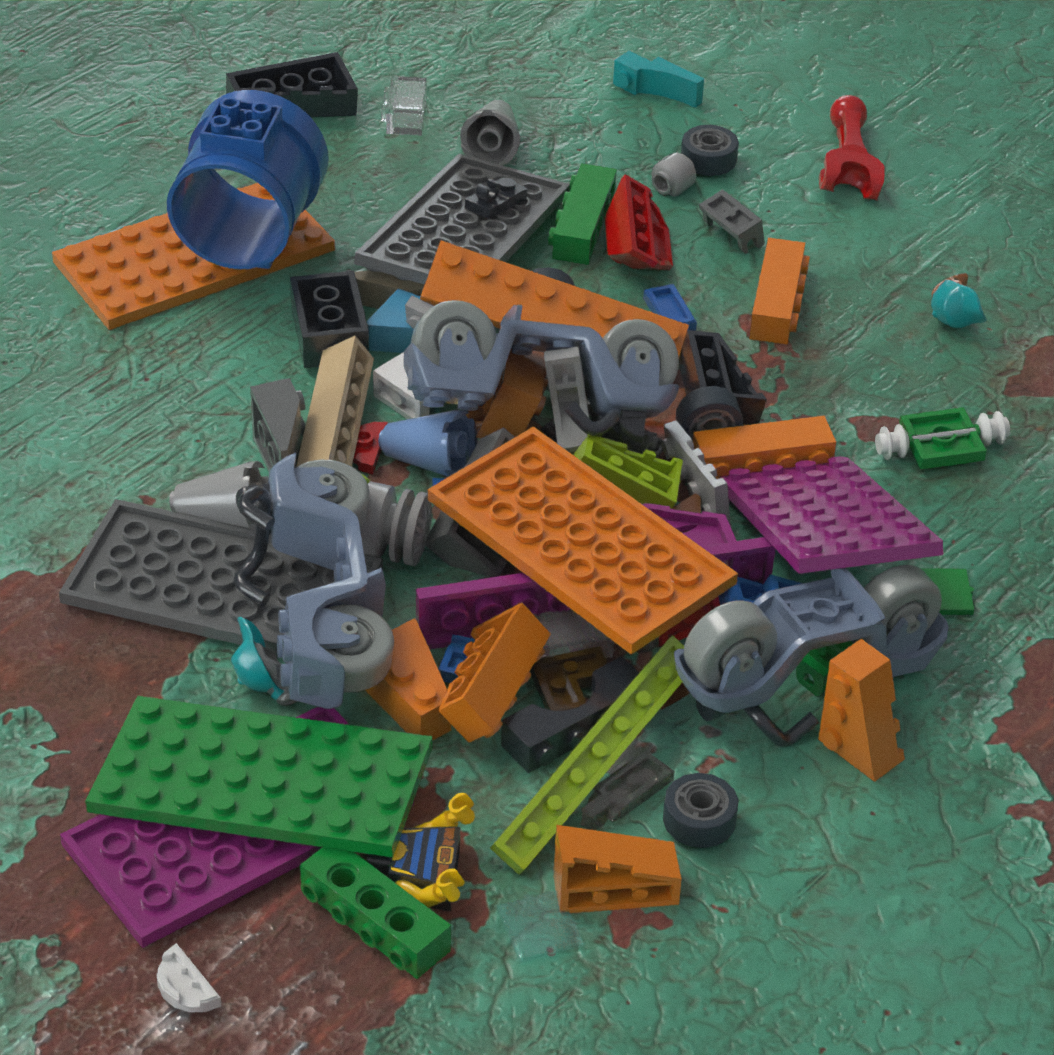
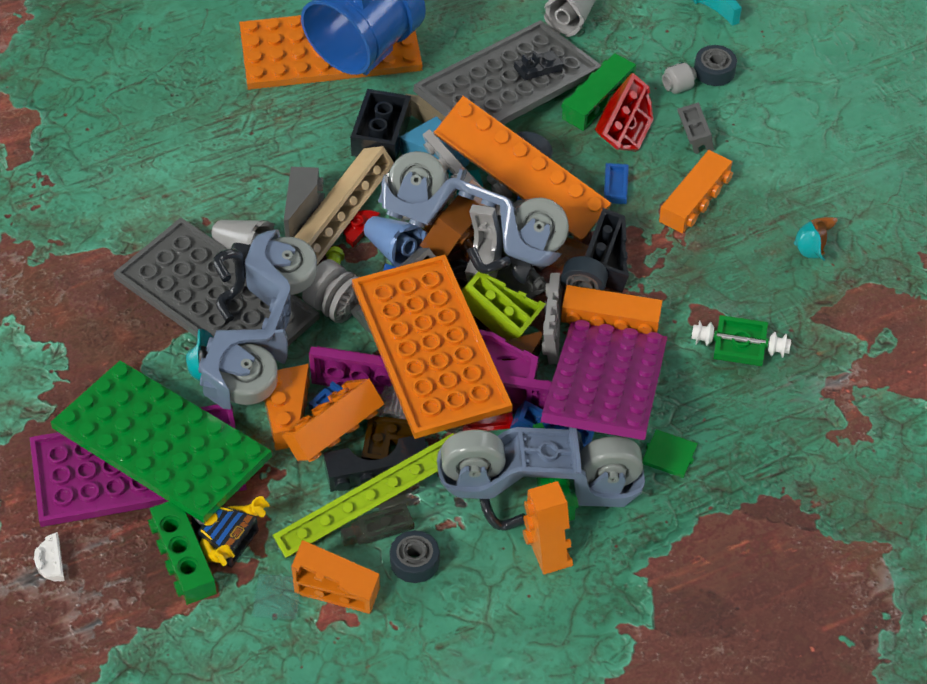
camera: 25 degrees right, 10 degrees up
(851, 161) = (809, 104): red piece -> none

